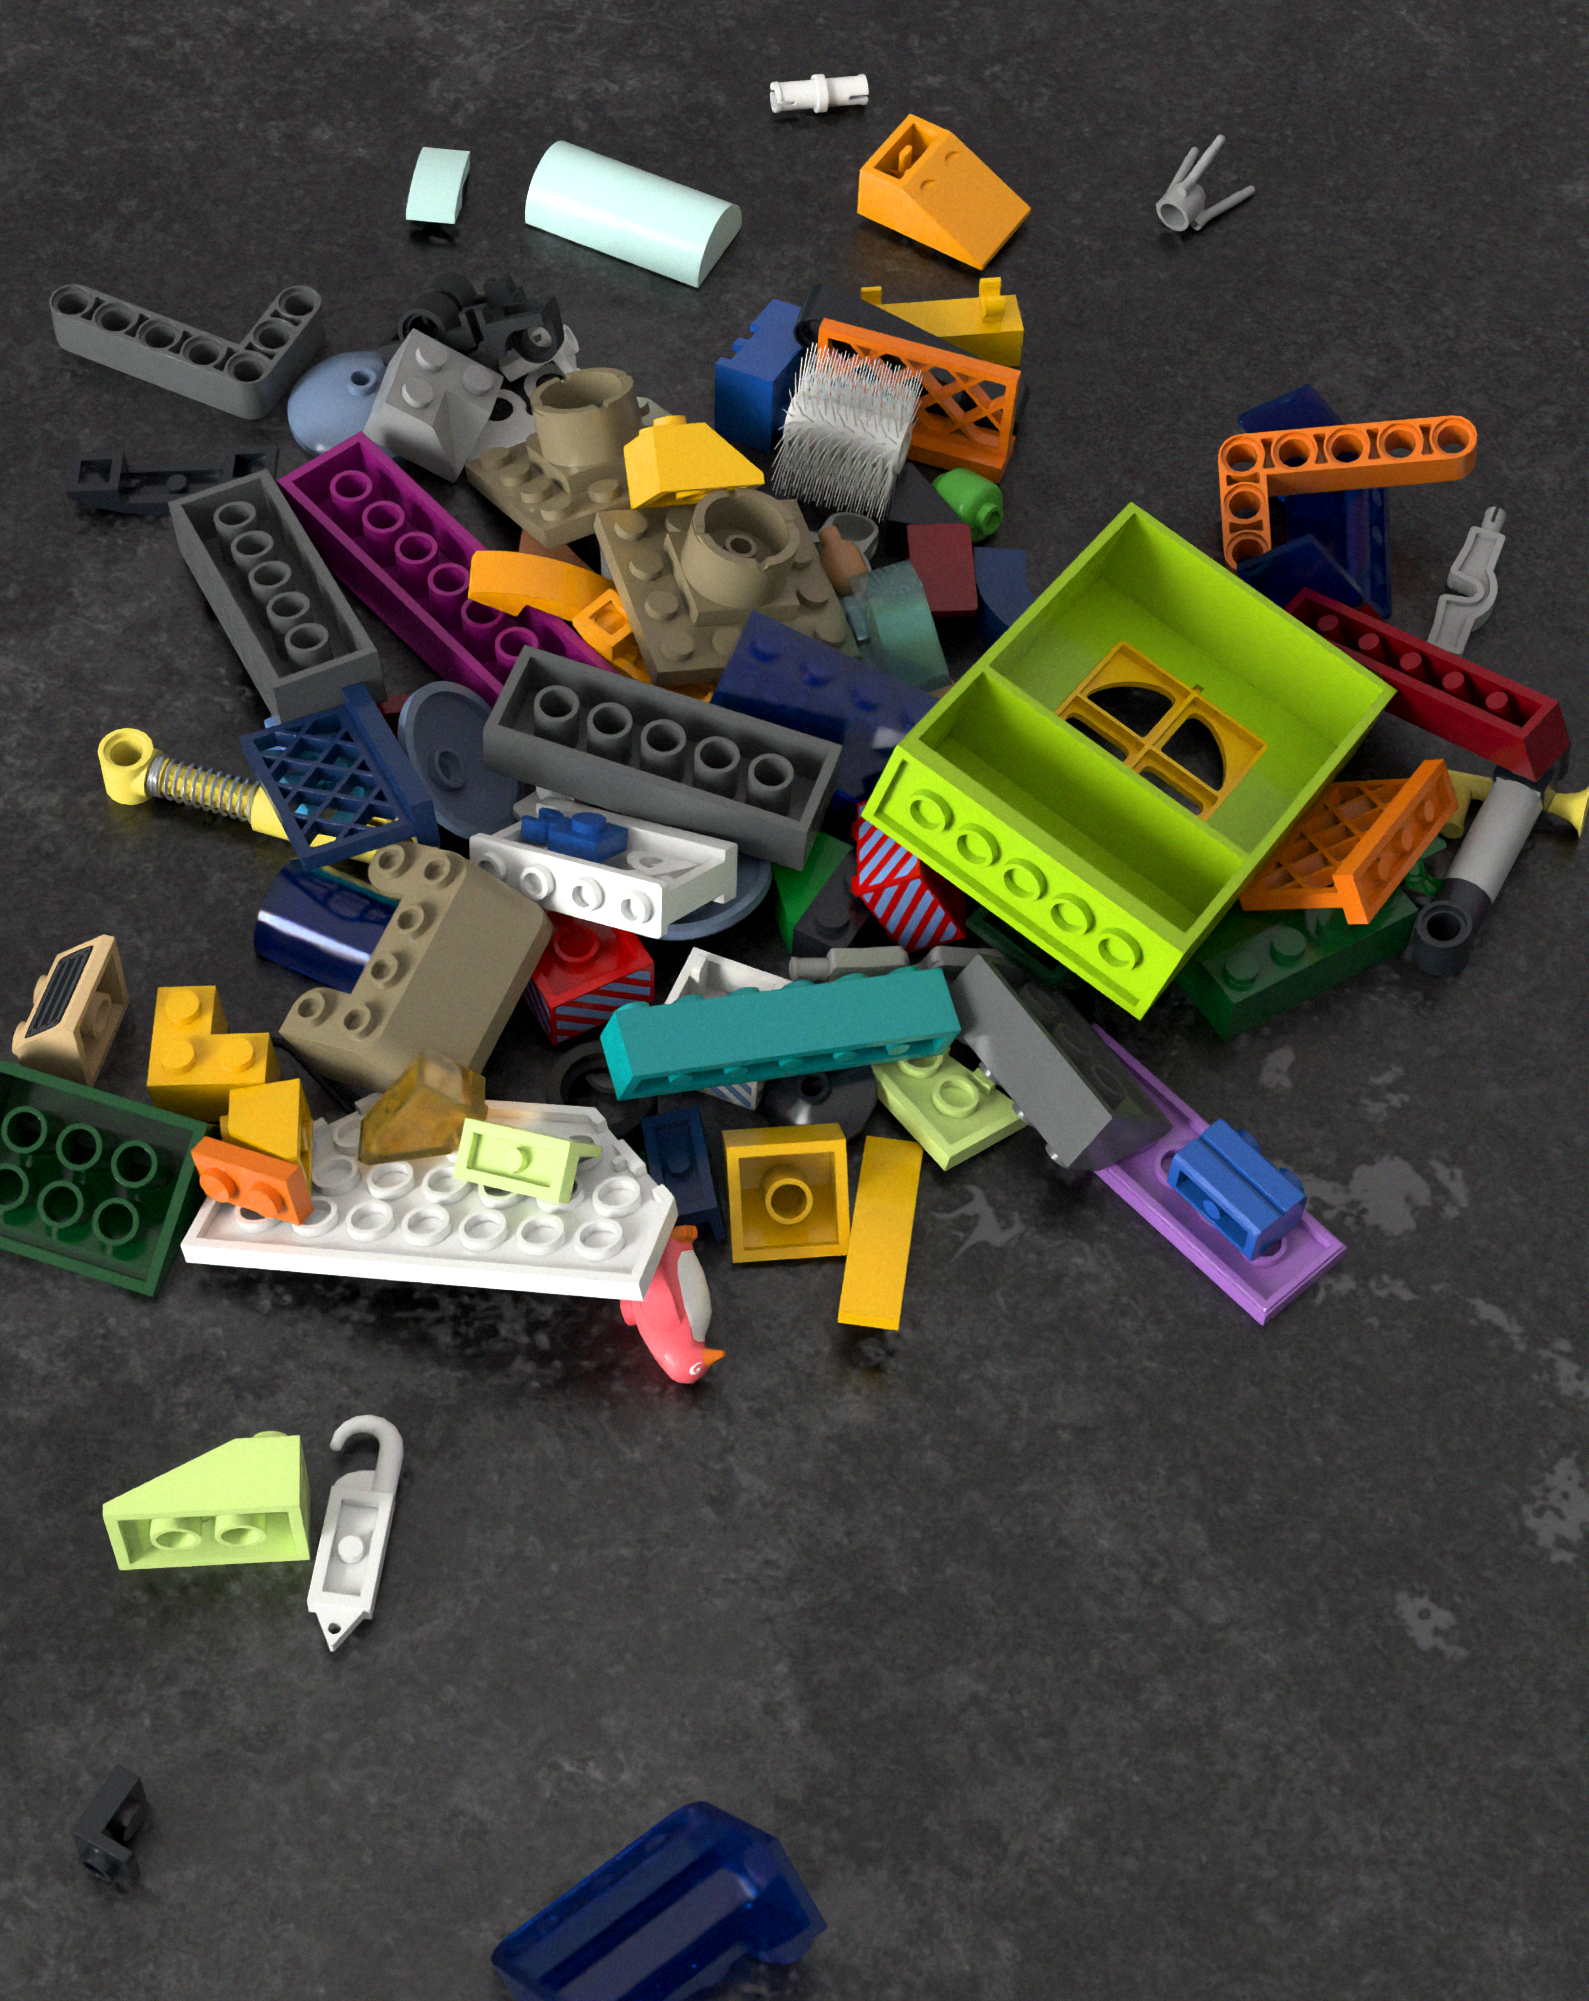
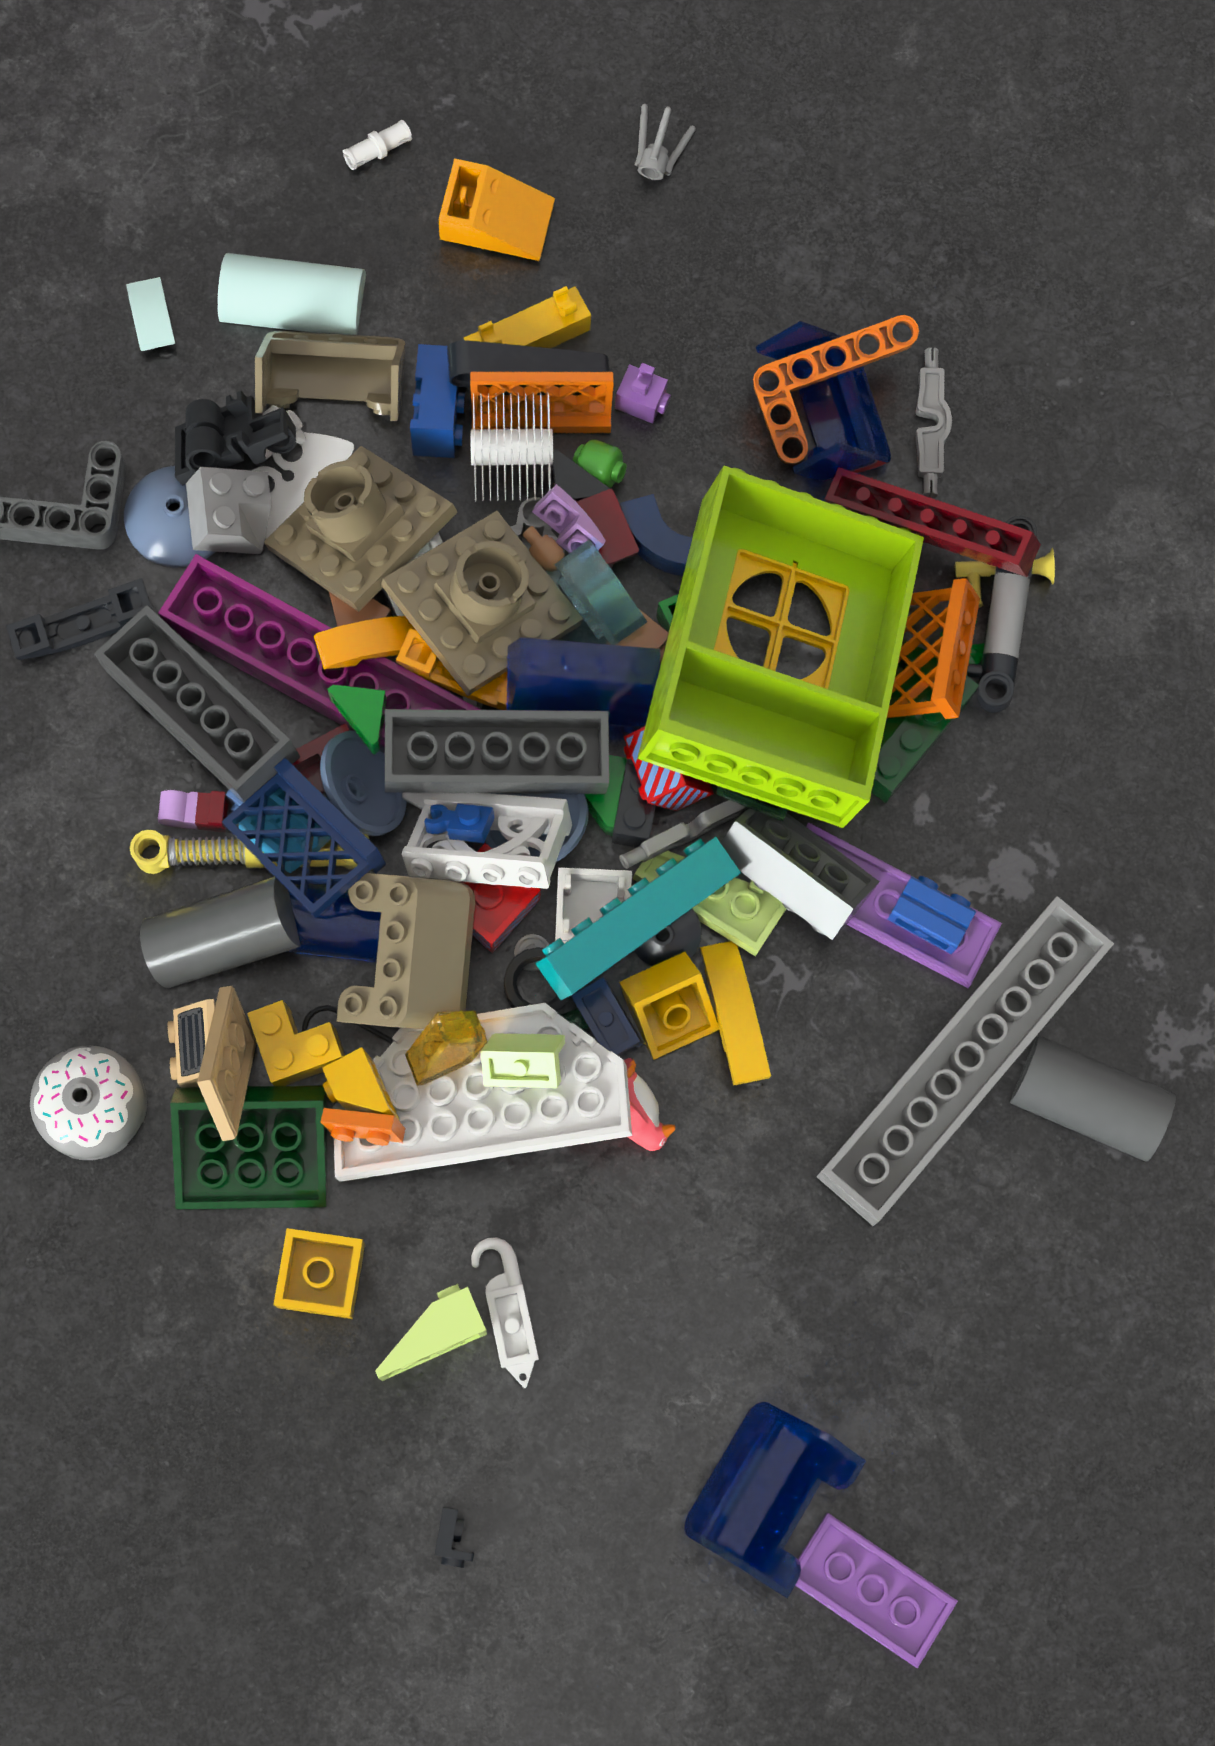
camera: 25 degrees left, 20 degrees up
(89, 1019) = (227, 1063): none -> tan tile
(94, 1370) = (319, 1273): none -> yellow brick
(170, 882) = (219, 933): none -> dark grey brick
(209, 735) = (194, 810): none -> leg
(491, 651) = (362, 710): none -> green slope
(638, 299) = (330, 368): none -> dark tan windscreen
(682, 464) = (430, 538): yellow slope -> none
(888, 531) = (567, 519): none -> lavender slope
(1060, 441) = (642, 393): none -> medium lavender brick
(1212, 1409) = (964, 1061): none -> light grey brick
(1408, 1539) = (1094, 1099): none -> dark grey brick

